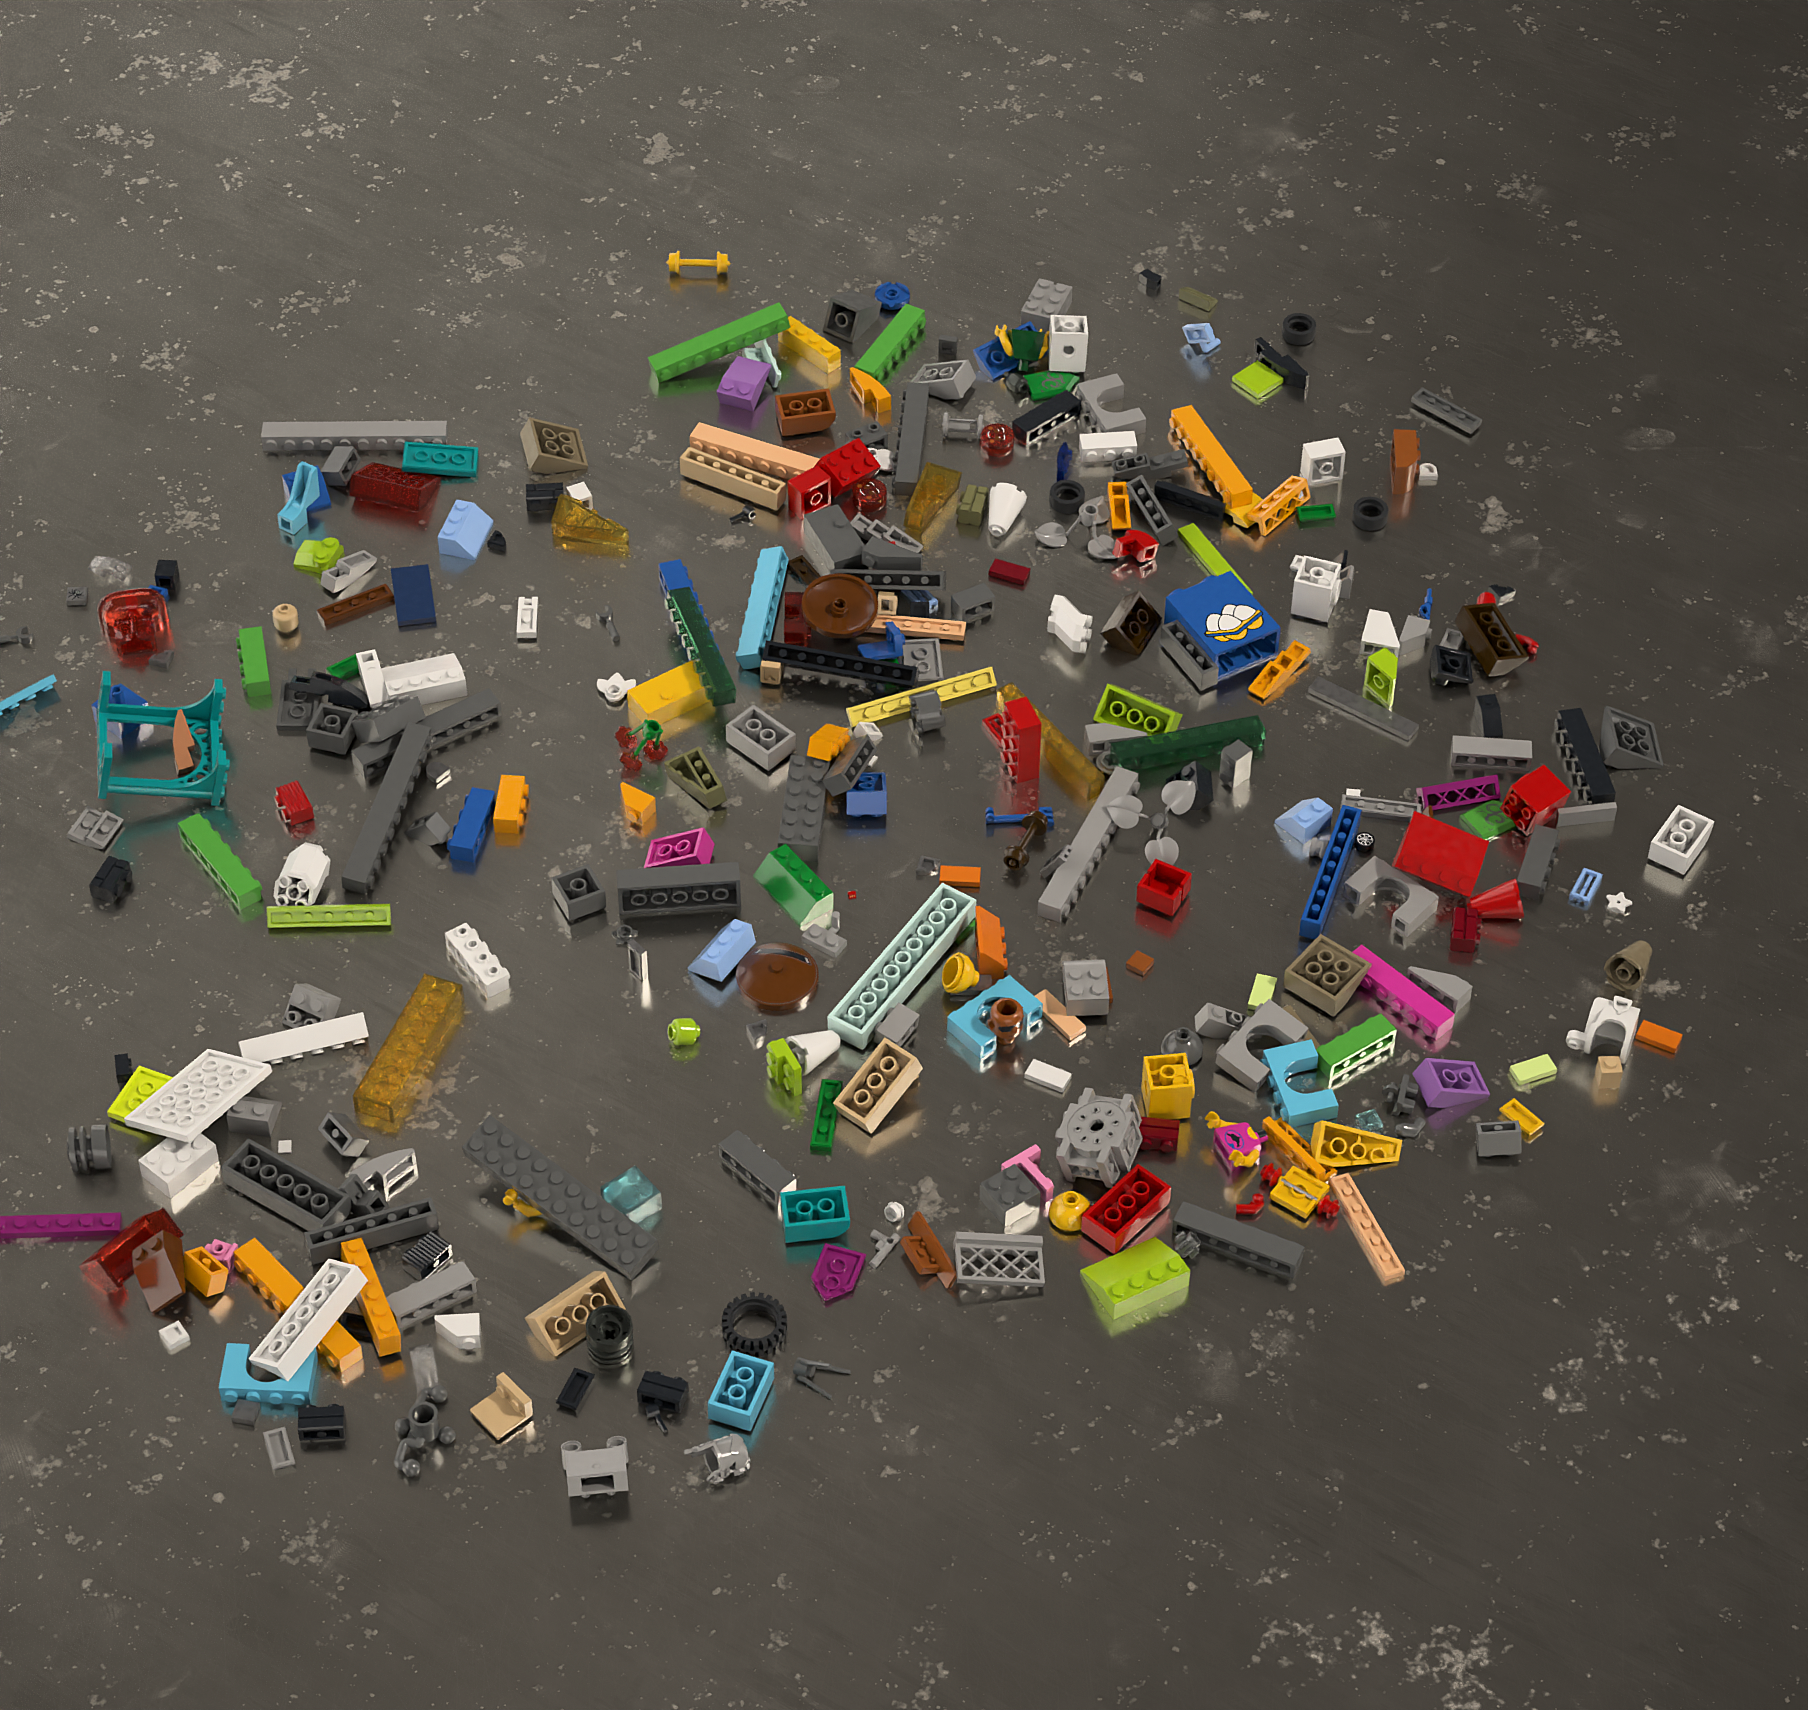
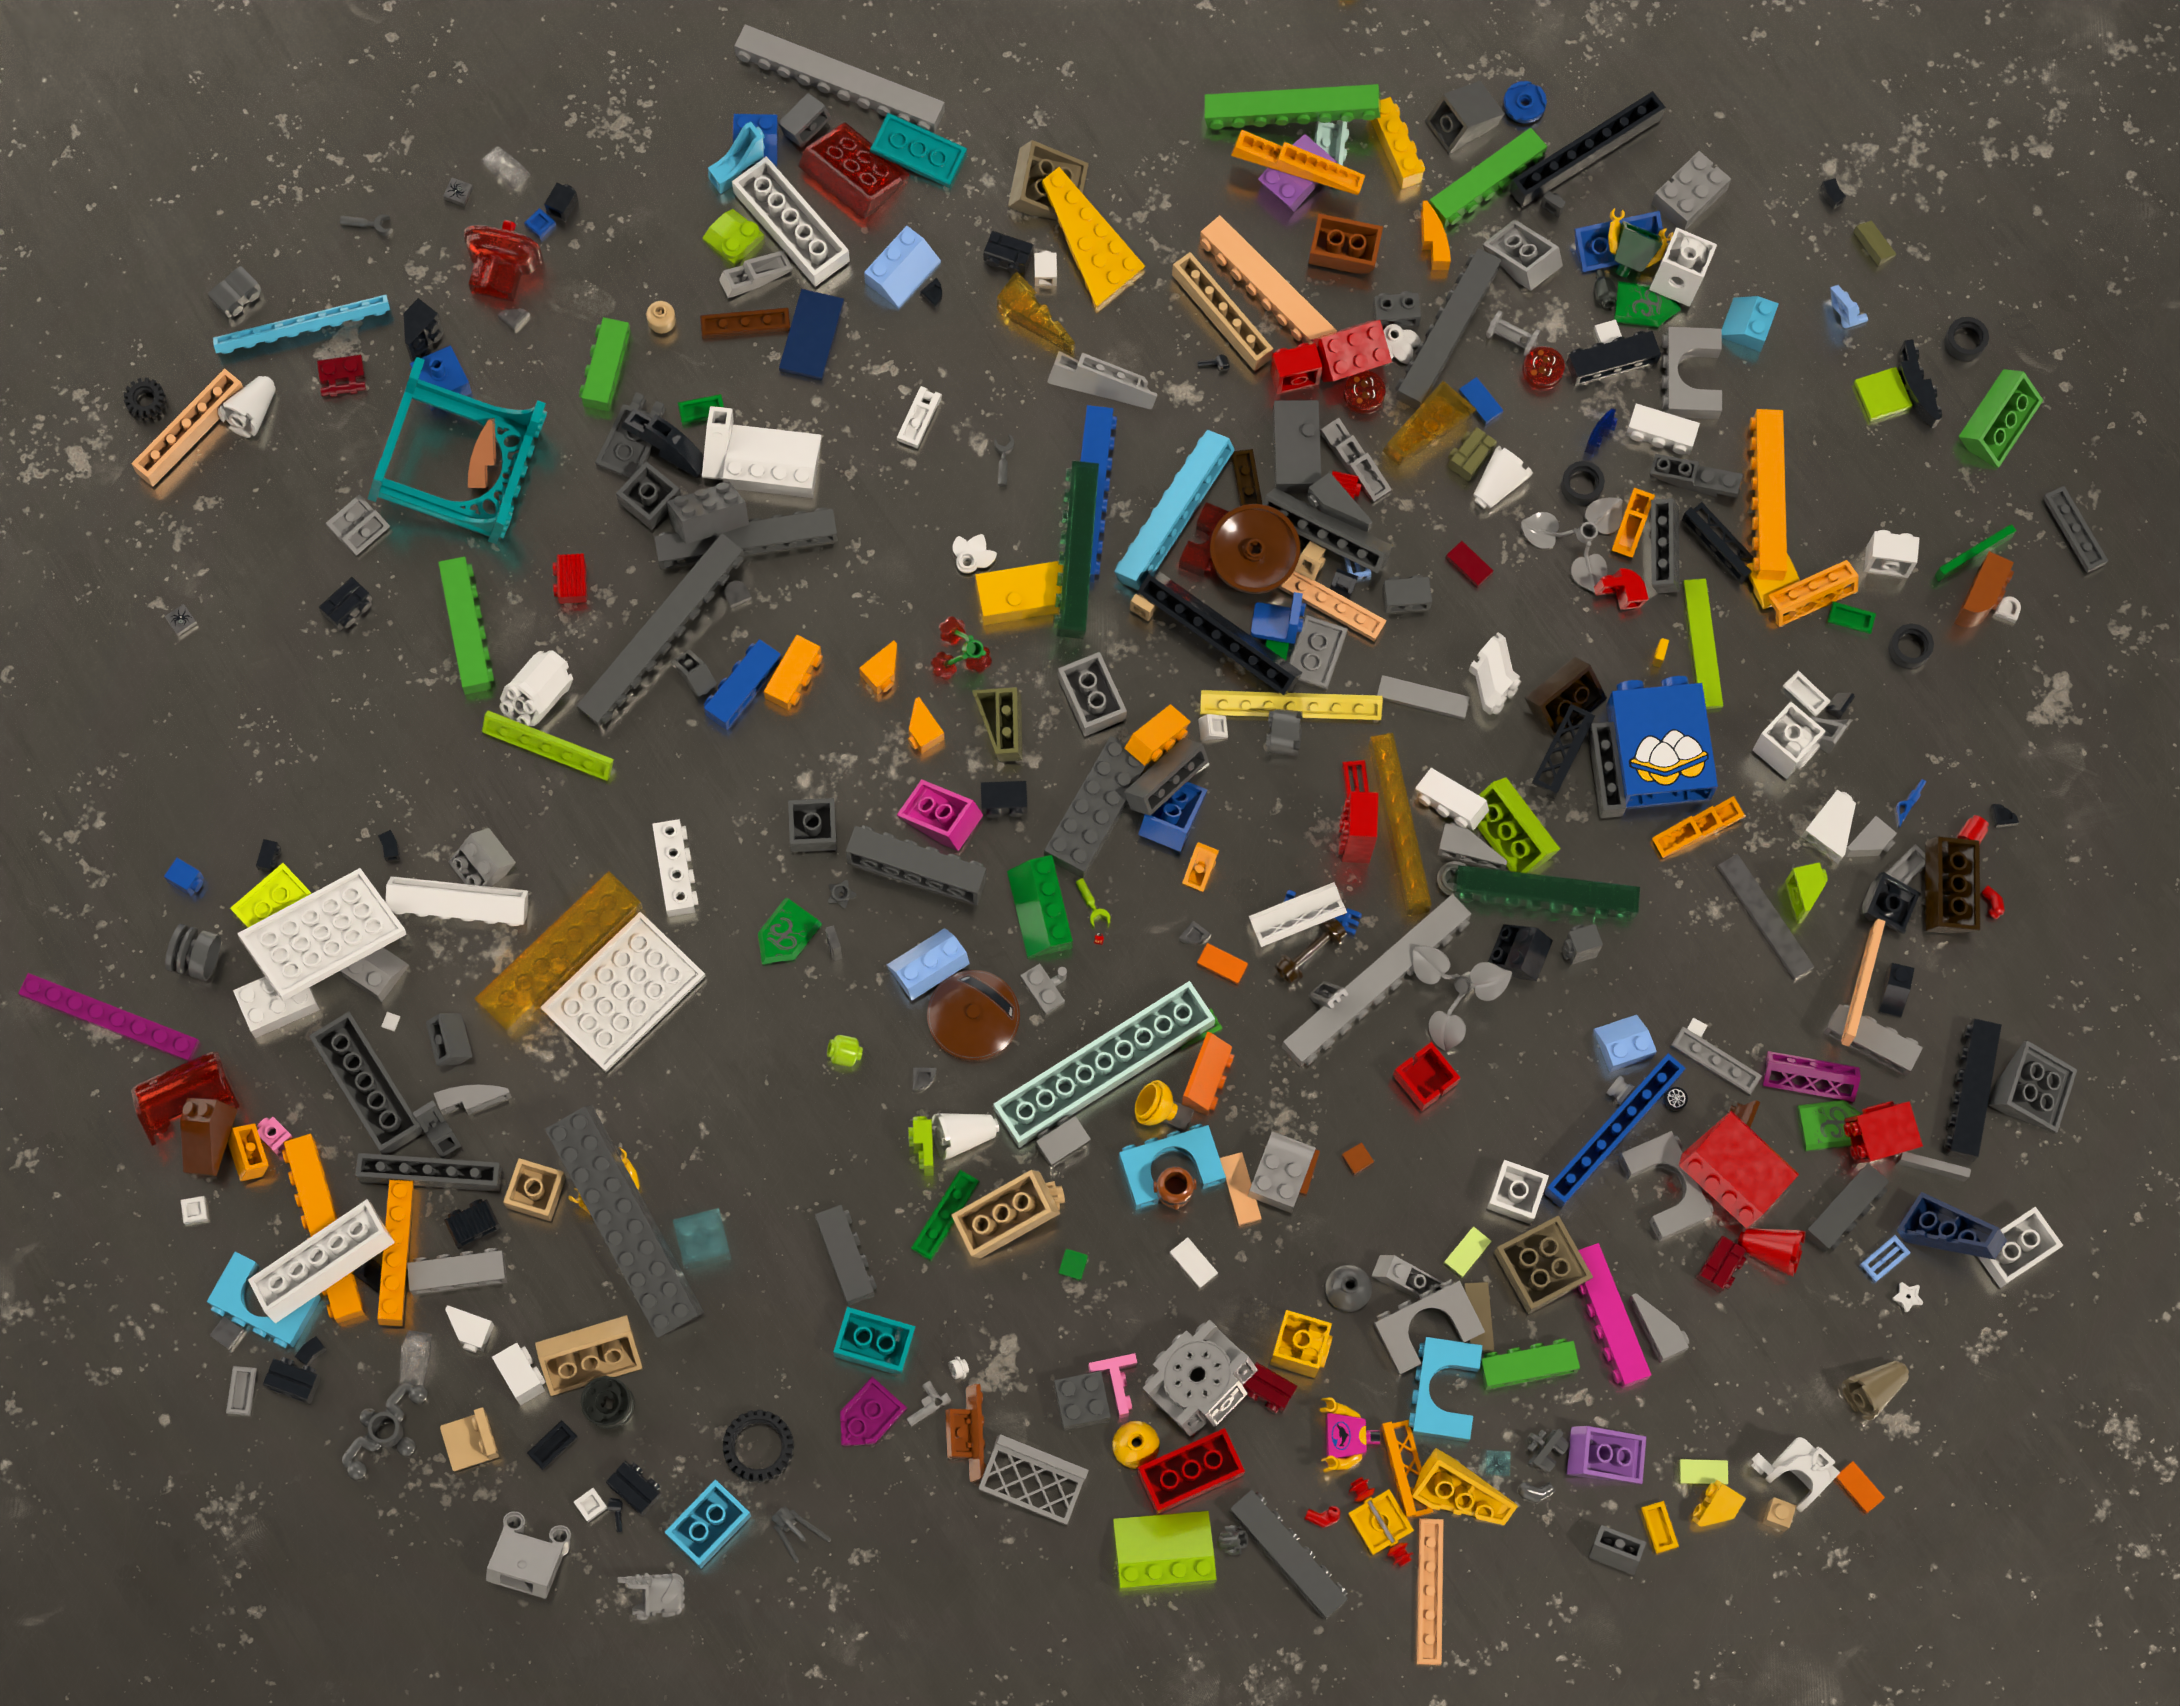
camera: 20 degrees right, 25 degrees up
(34, 738) = (341, 370): none -> dark red plate
(56, 1104) = (184, 877): none -> blue brick
(88, 679) = (421, 329): none -> black slope
(226, 1026) = (390, 846): none -> black piece
(328, 1395) = (310, 1351): none -> black piece
(361, 527) = (790, 221): none -> white brick
(470, 1211) = (534, 1189): none -> tan brick
(475, 1057) = (622, 992): none -> white plate
(522, 1341) = (519, 1375): none -> white brick
(580, 779) = (881, 669): none -> light orange slope
(593, 974) = (786, 933): none -> green tile
(608, 470) = (1095, 246): none -> yellow wing
(631, 1418) = (590, 1505): none -> white plate
(660, 550) = (1101, 379): none -> light grey wedge
(726, 826) = (1004, 798): none -> black brick
(740, 369) = (1296, 162): none -> light orange slope
(843, 876) = (1089, 899): none -> lime piece
(907, 816) = (1200, 867): none -> light orange slope
(950, 1108) = (1073, 1264): none -> green slope
(955, 304) = (1587, 149): none -> black brick
(968, 475) = (1481, 399): none -> blue tile
(1001, 819) = (1297, 913): none -> white fence
(1023, 661) = (1423, 697): none -> light grey tile
(1030, 404) = (1607, 331): none -> white tile
(1081, 709) = (1451, 799): none -> white brick
(1135, 366) = (1749, 321): none -> medium azure slope
(1154, 639) = (1574, 747): none -> black fence
(1186, 575) = (1660, 652): none -> yellow tile
(1279, 935) = (1517, 1192): none -> white brick
(1352, 363) = (2001, 417): none -> bright green slope
(1380, 447) = (1975, 552): none -> green tile
(1462, 715) = (1862, 982): none -> light nougat tile
(1559, 1081) = (1718, 1506): none -> yellow slope
(1624, 838) = (1949, 1229): none -> dark blue wedge

